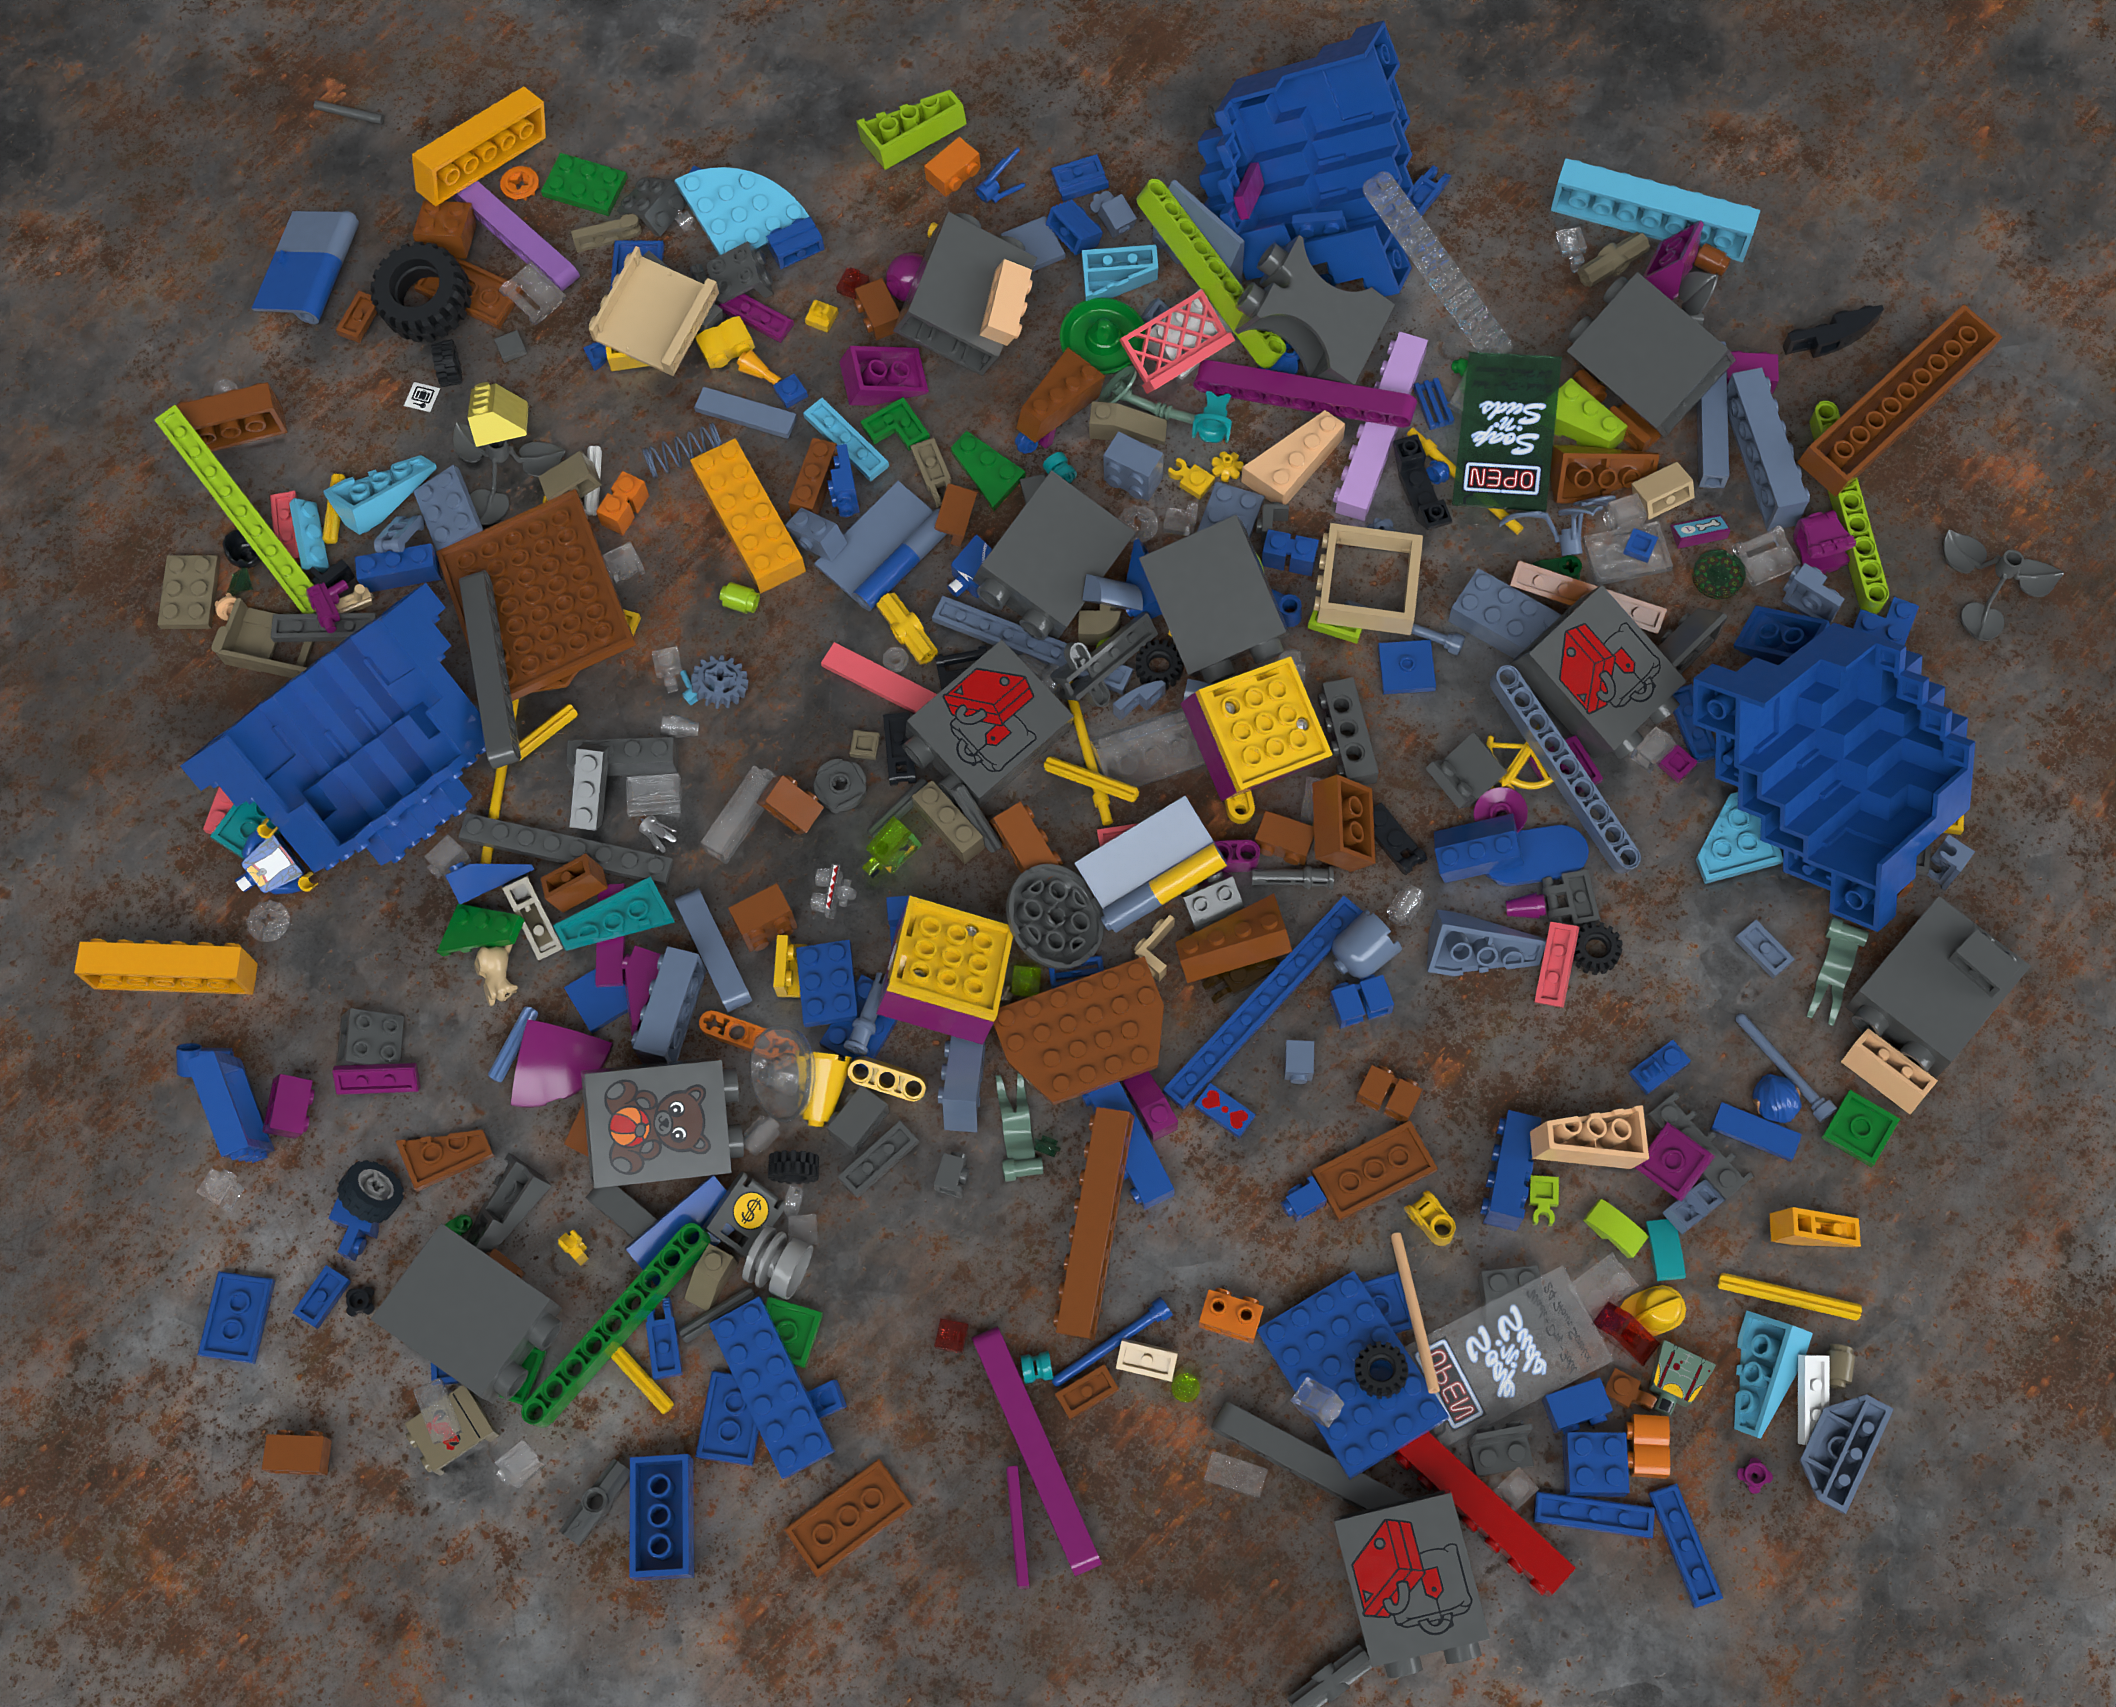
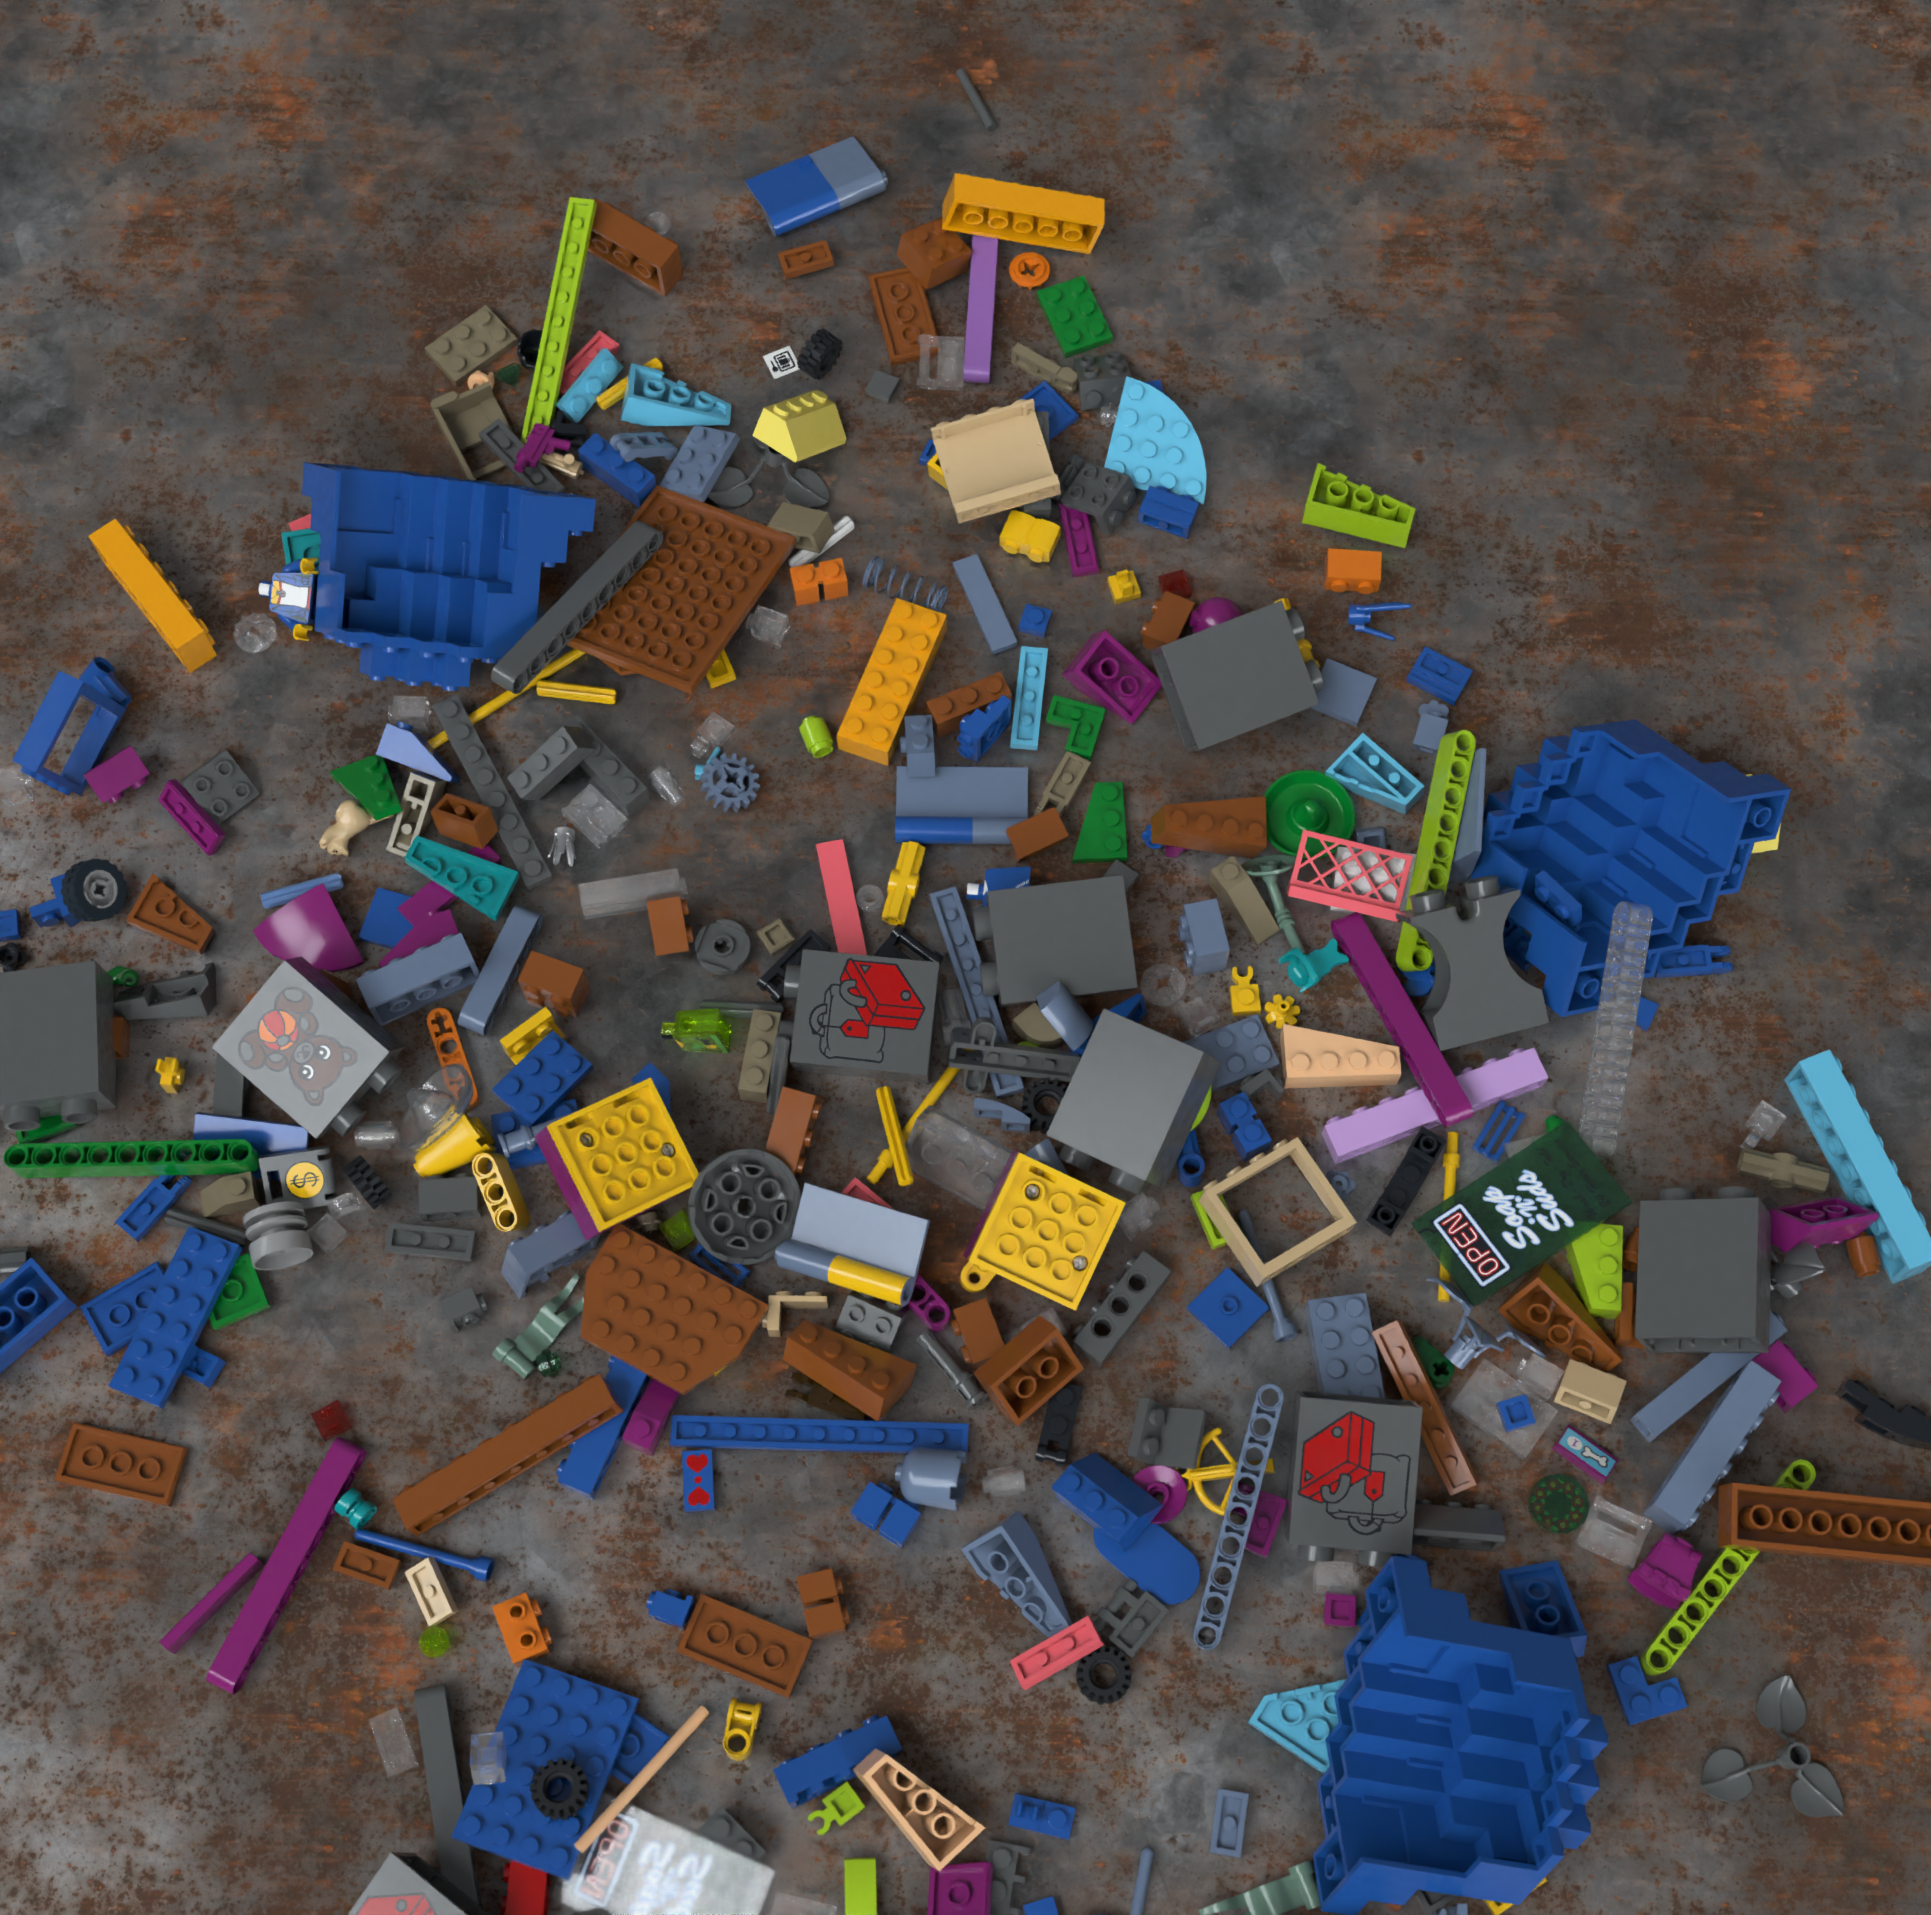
camera: 45 degrees right, 0 degrees up
(401, 272) = (857, 256): black tyre -> none
(642, 1380) = (109, 1215): yellow axle -> none
(752, 365) = (1029, 573): light orange cone -> none
(832, 880) = (628, 1020): clear hips -> none
(1006, 302) = (1249, 714): light nougat brick -> none
(1059, 464) = (1152, 883): teal wheel -> none
(1074, 227) = (1386, 709): blue brick -> none
(1249, 191) = (1542, 817): magenta tile -> none
(1299, 1061) = (789, 1506): sand blue brick -> none
(1438, 472) = (1435, 1187): blue plate -> none
(1527, 906) = (1092, 1586): magenta cone -> none
(1809, 596) = (1604, 1592): sand blue plate -> none

